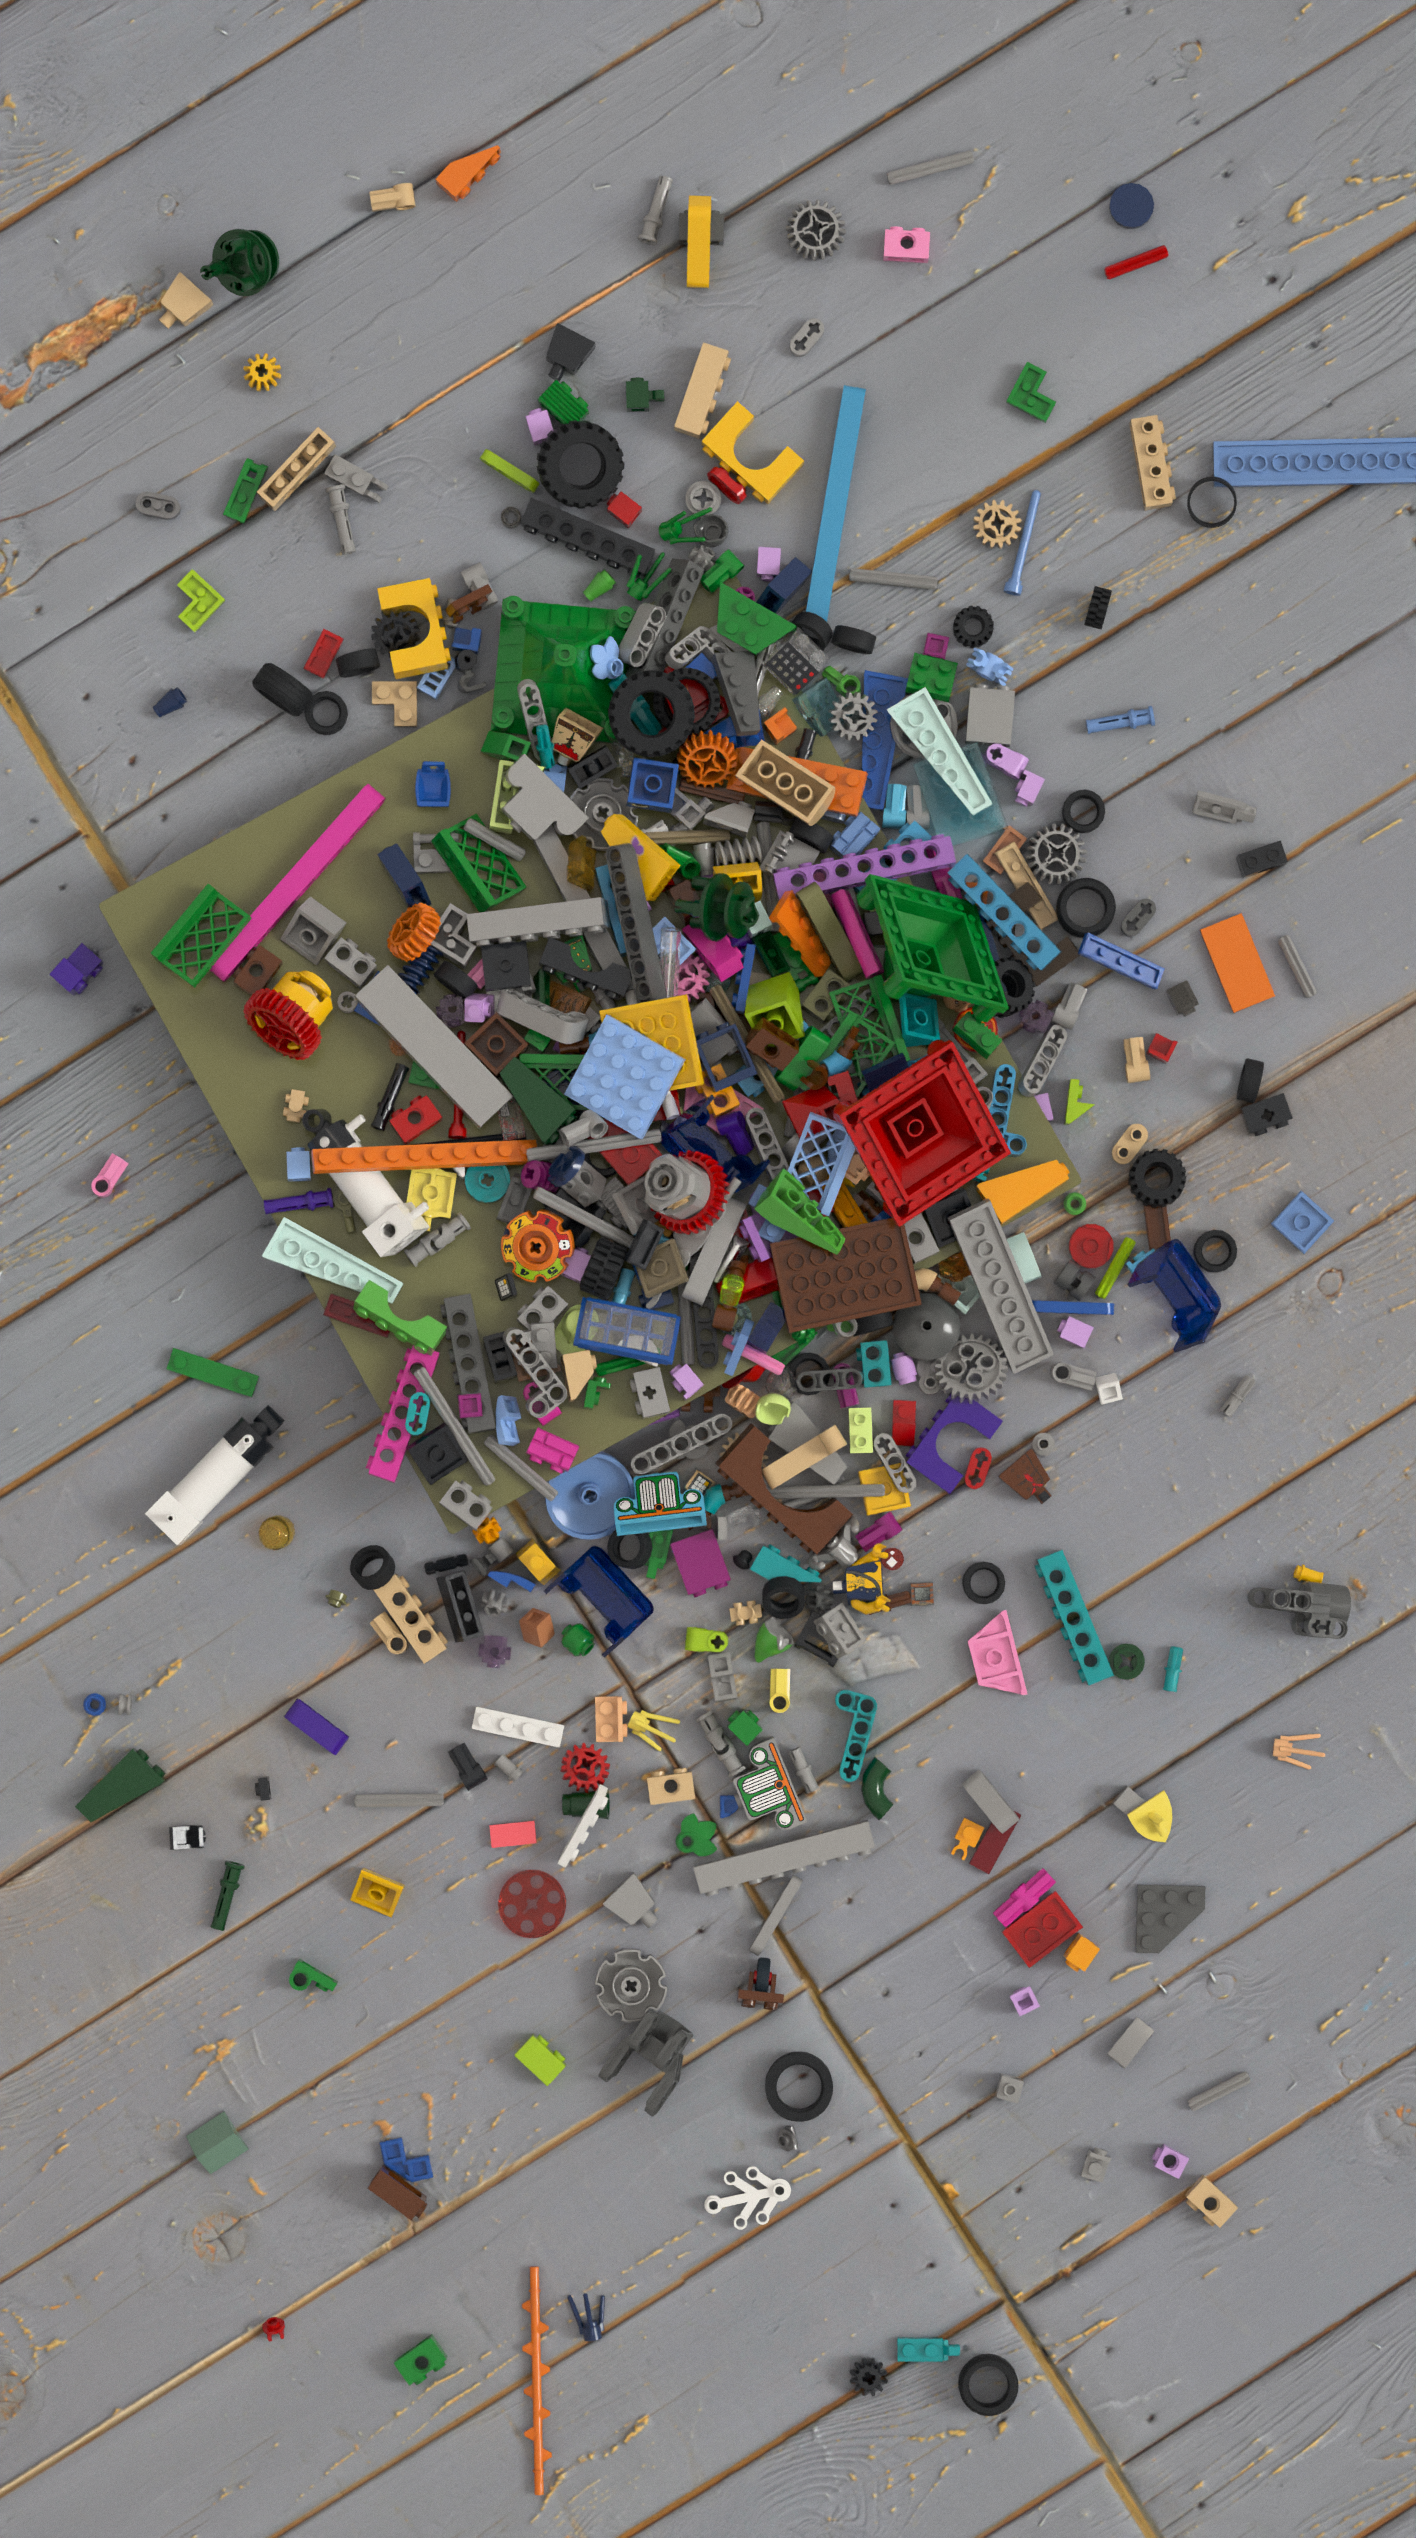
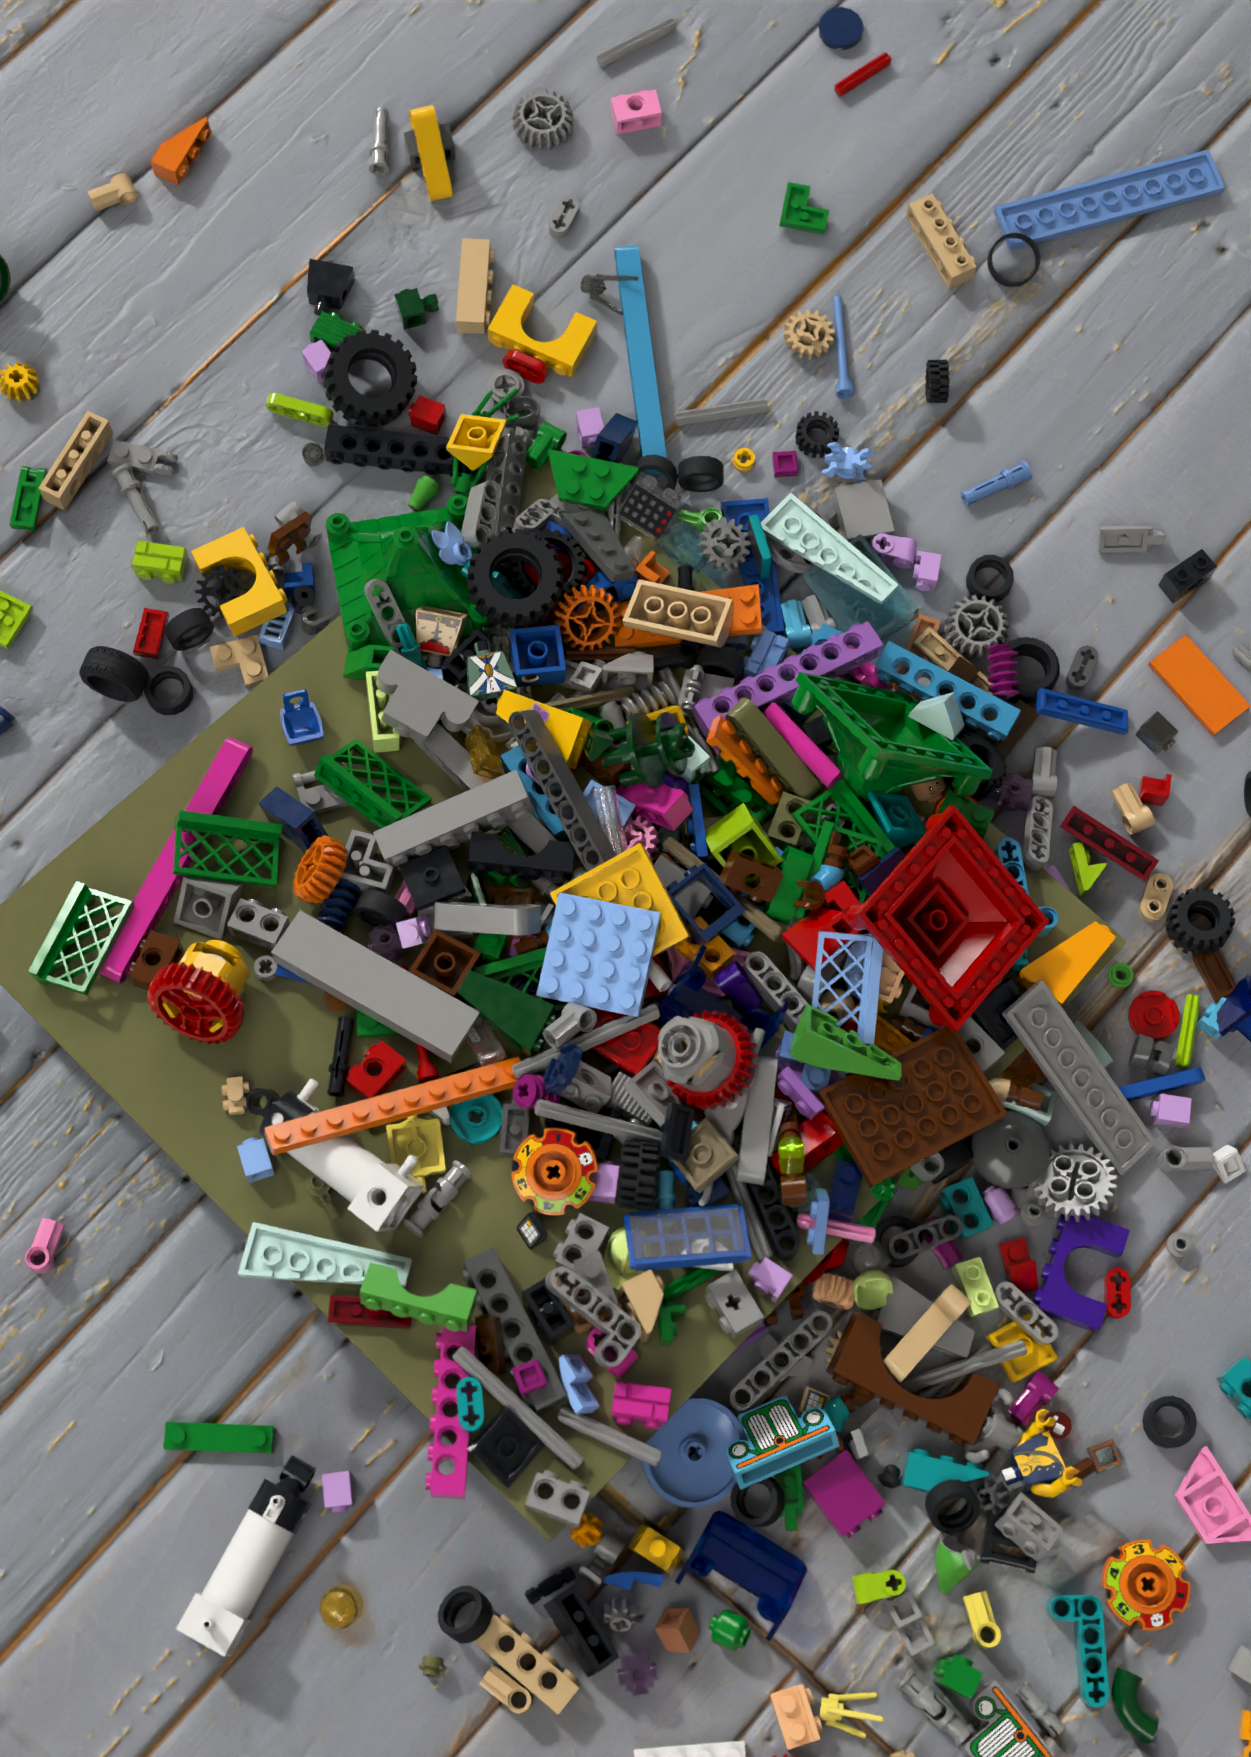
camera: 20 degrees left, 15 degrees down
(297, 1443) = (338, 1491): none -> lavender brick
(309, 1200) = (277, 1196): dark purple pin -> none
(340, 871) = (224, 828): none -> green fence
(347, 587) = (159, 561): none -> lime brick
(447, 1370) = (490, 1343): none -> dark brown plate
(494, 839) = (383, 757): light grey axle -> none
(604, 792) = (488, 673): none -> torso
(659, 553) = (475, 439): none -> yellow slope
(678, 888) = (596, 743): none -> dark green slope
(742, 1613) = (918, 1536): tan piece -> none
(814, 421) = (595, 286): none -> clear smoke plant
(870, 1056) = (862, 860): none -> reddish brown tile
(881, 729) = (759, 546): none -> teal tile
(902, 638) = (744, 467): none -> yellow bush
(933, 674) = (799, 484): green plate -> none
(935, 1709) = (1167, 1588): none -> orange piece
(986, 938) = (940, 715): none -> light aqua slope
(1027, 1477) = (1176, 1286): reddish brown torso -> none
(1058, 911) = (1002, 671): none -> magenta piece
(1102, 1087) = (1109, 843): none -> dark red brick

